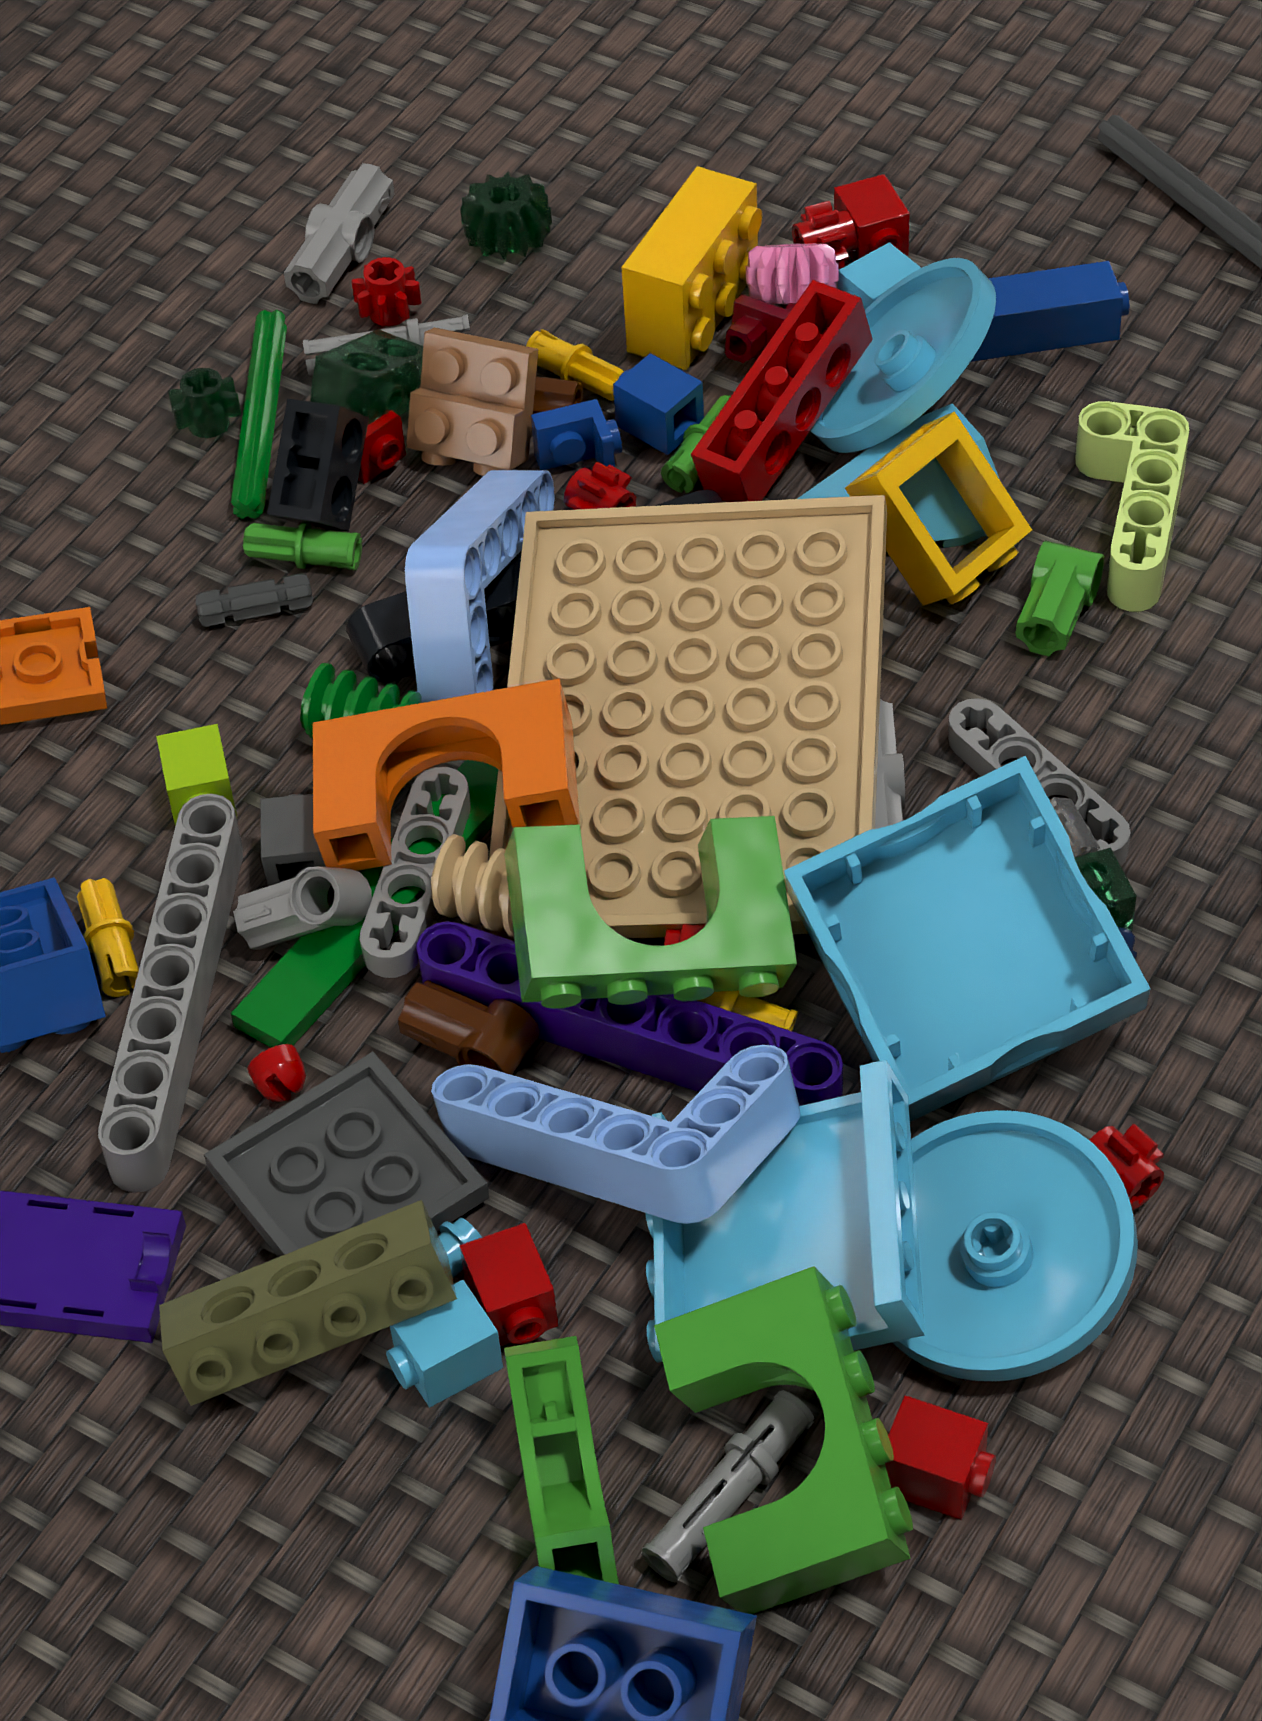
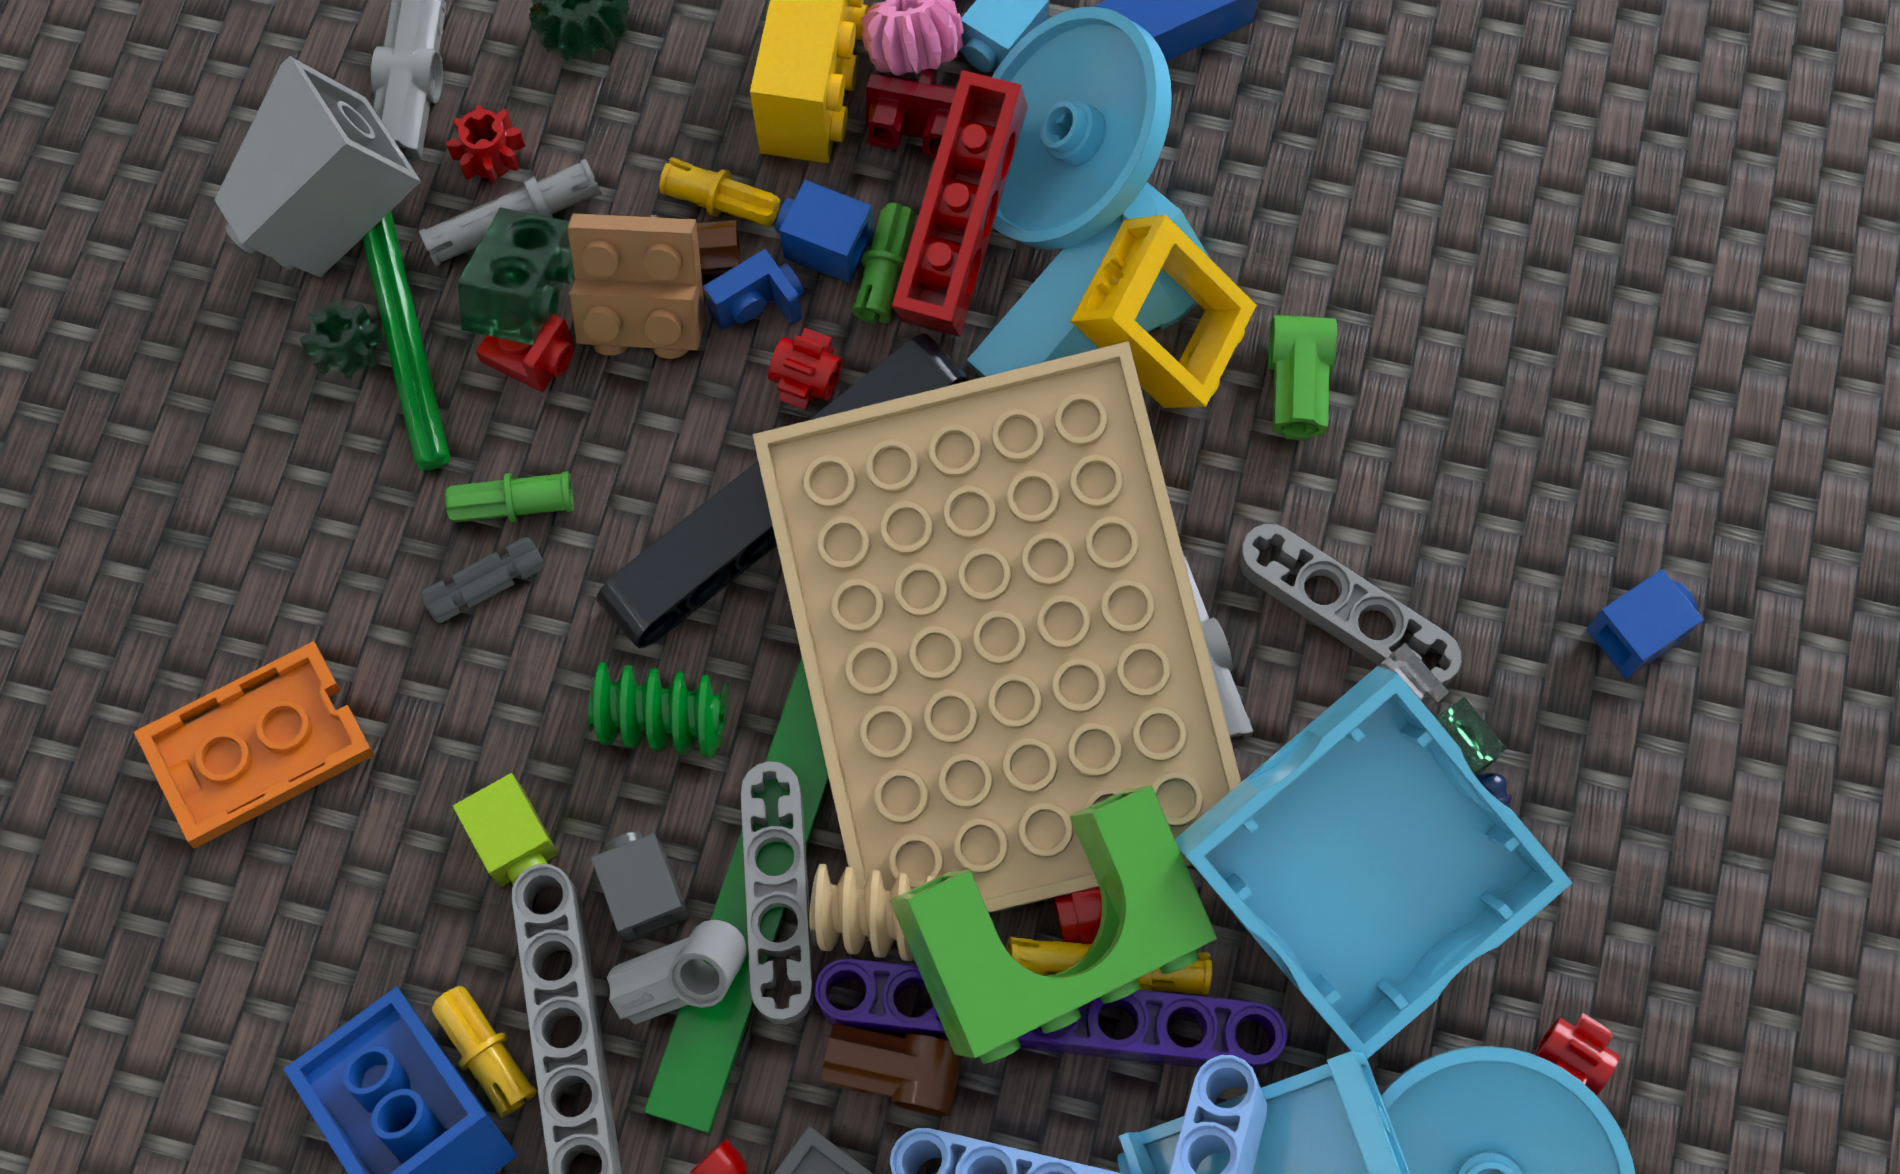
camera: 20 degrees left, 20 degrees up
(225, 268) = (312, 172): none -> light grey slope
(318, 464) = (502, 412): black brick -> none
(372, 756) = (689, 784): orange arch -> none
(453, 567) = (709, 517): light blue beam -> none
(1147, 454) = (1345, 242): yellowish green beam -> none

